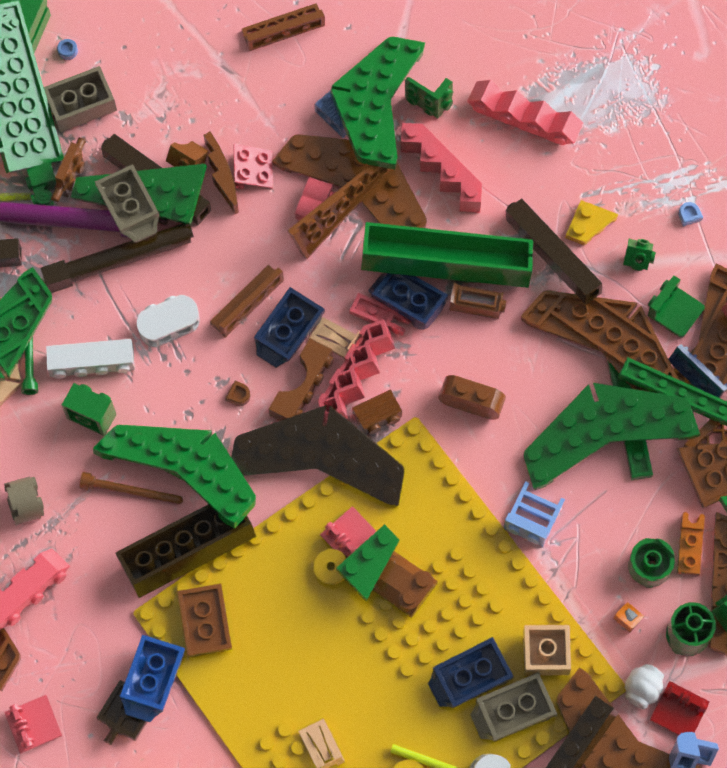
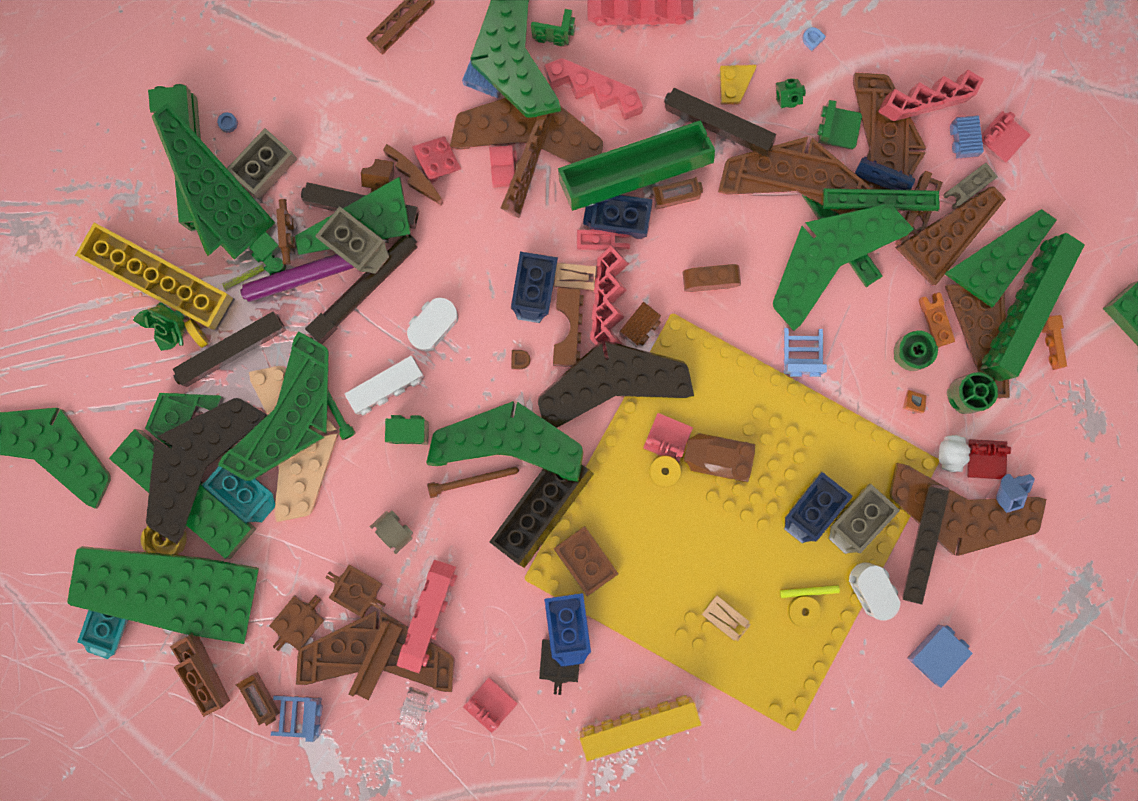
camera: 25 degrees left, 15 degrees up
(247, 300) = (488, 276): dark orange fence -> none
(367, 562) = (695, 457): green wing -> none
(546, 650) = (868, 462): light nougat brick -> none

